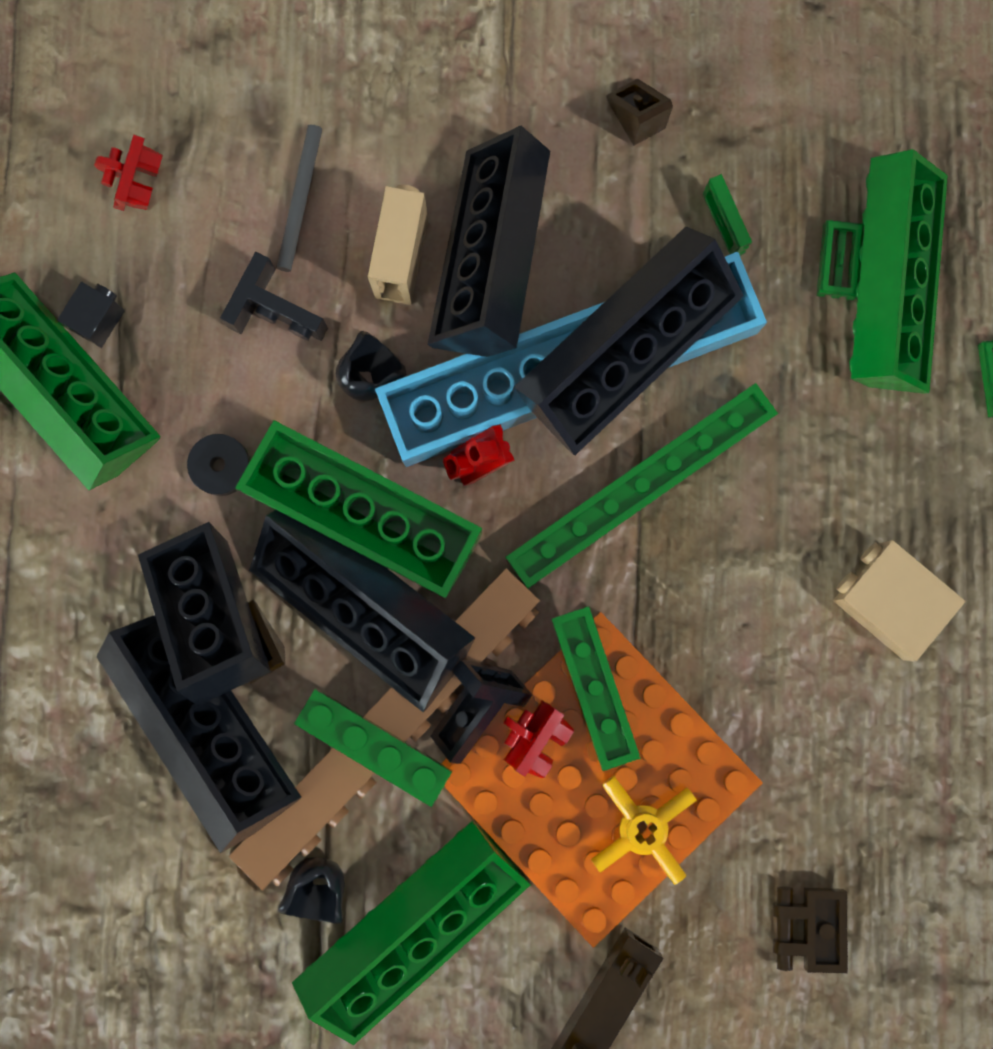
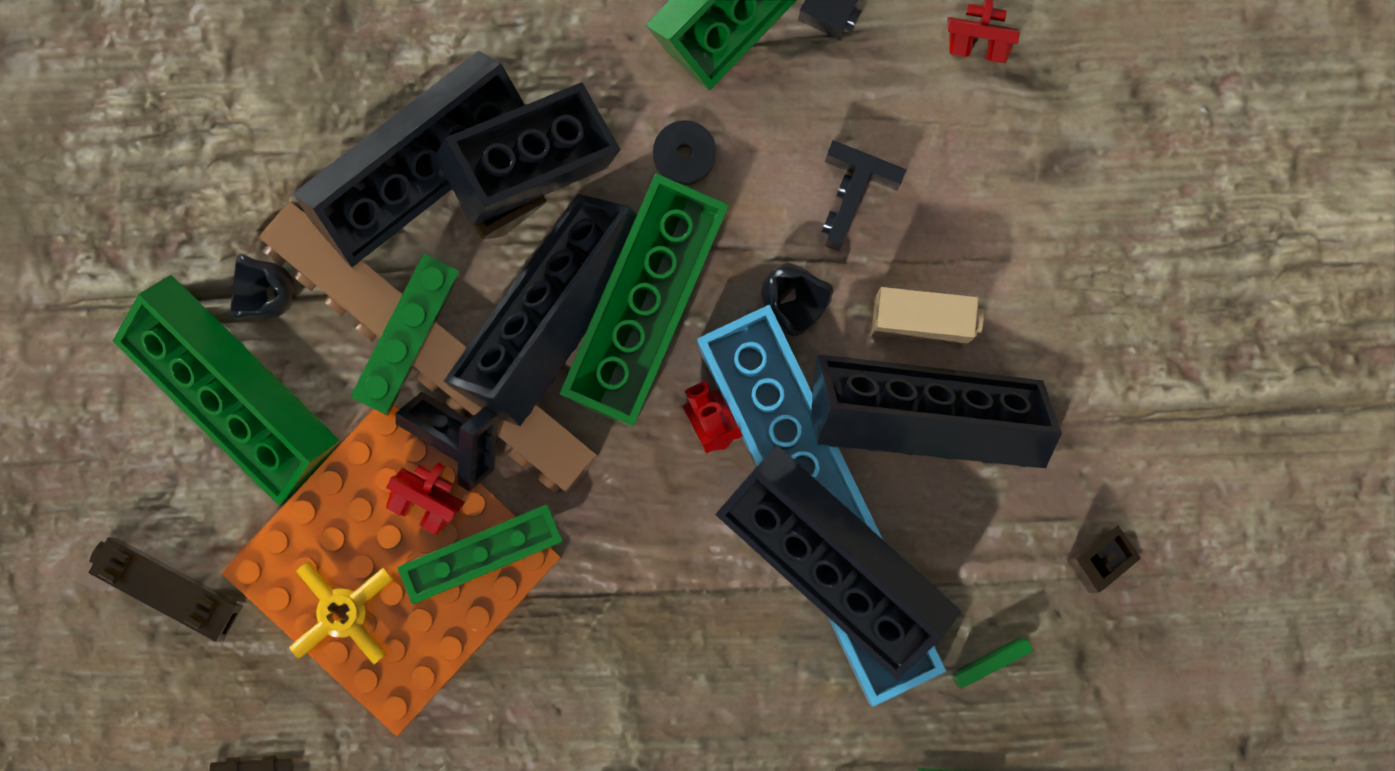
camera: 85 degrees right, 0 degrees up
(299, 198) = (975, 208): dark grey bar -> none
(641, 485) = (696, 591): green plate -> none

